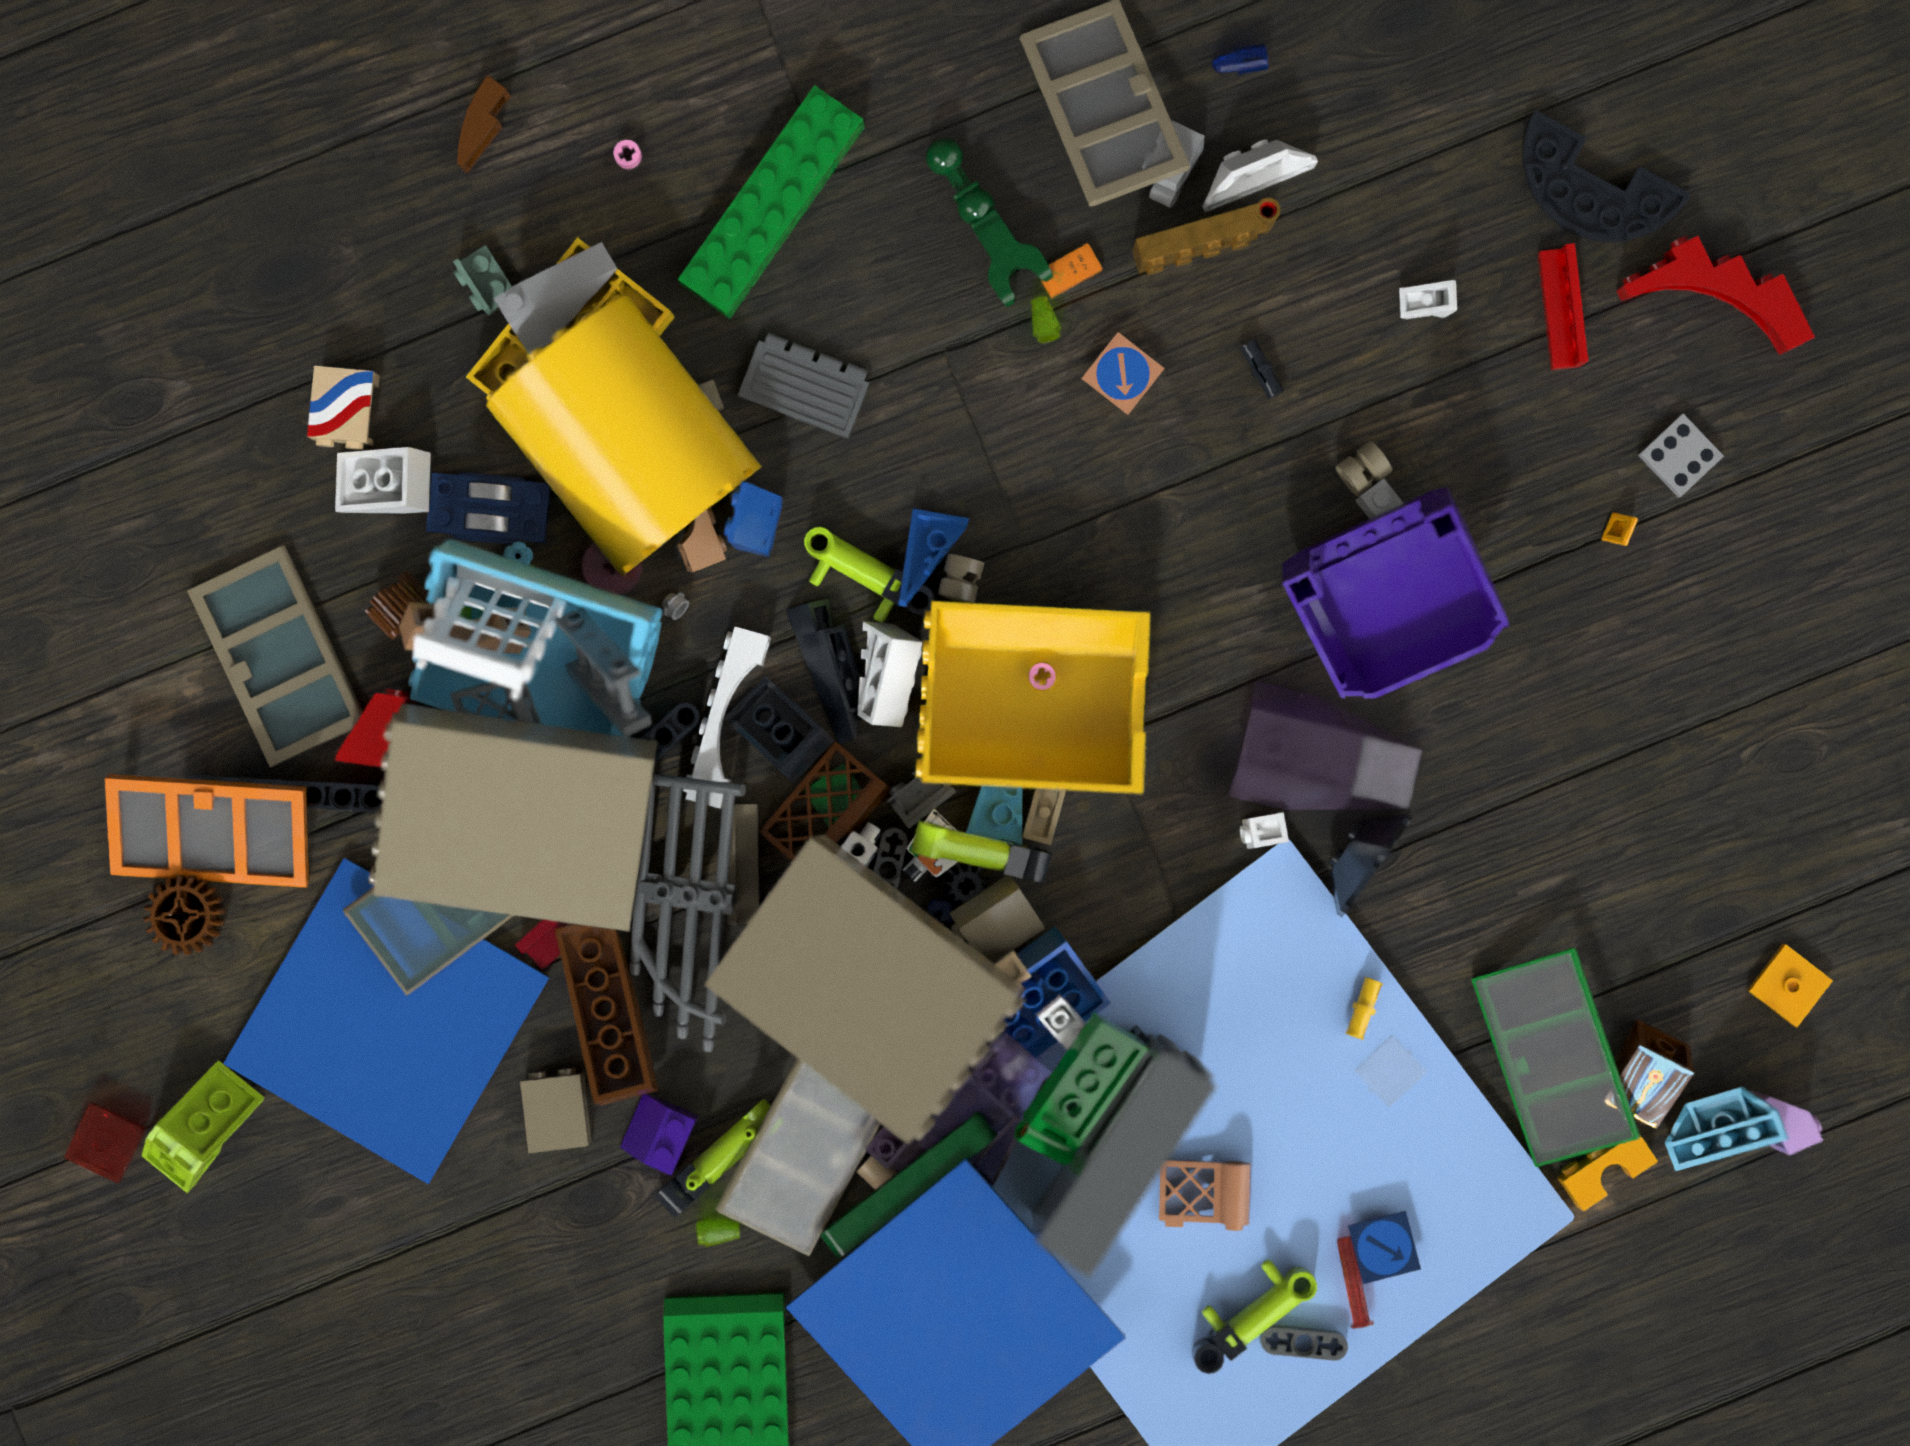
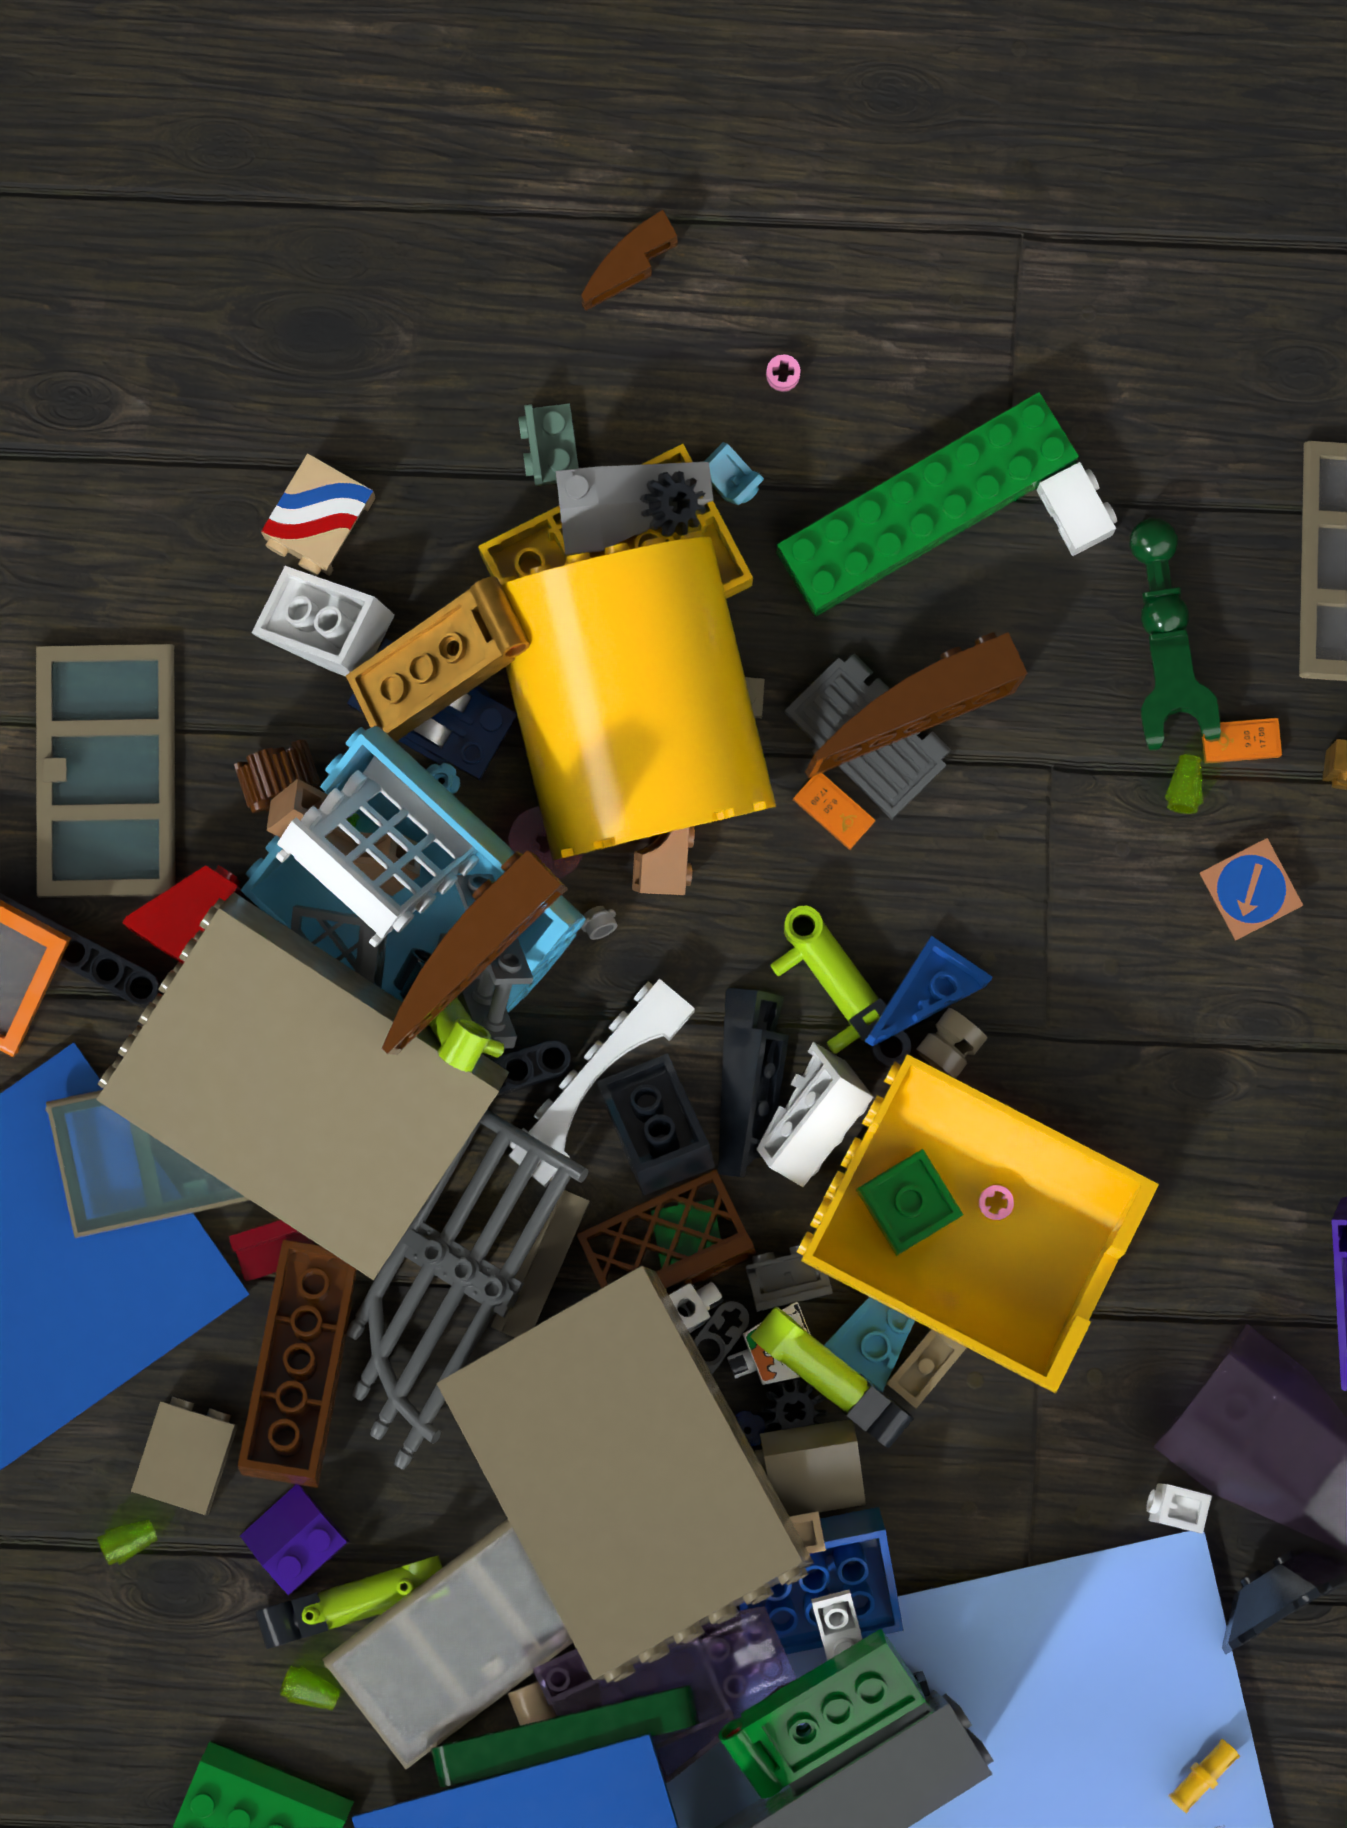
camera: 20 degrees right, 5 degrees down
(473, 471) = (426, 670): none -> pearl gold hinge
(542, 1187) = (125, 1541): none -> clear neon green cone
(578, 710) = (459, 1036): none -> lime piece
(584, 664) = (478, 938): none -> reddish brown slope
(588, 296) = (662, 513): none -> black gear
(624, 244) = (732, 476): none -> medium azure bracket
(754, 519) = (740, 865): blue slope -> none
(804, 450) = (834, 810): none -> orange tile
(833, 342) = (926, 699): none -> reddish brown slope
(879, 157) = (1077, 508): none -> white brick
(981, 703) = (909, 1202): none -> green plate

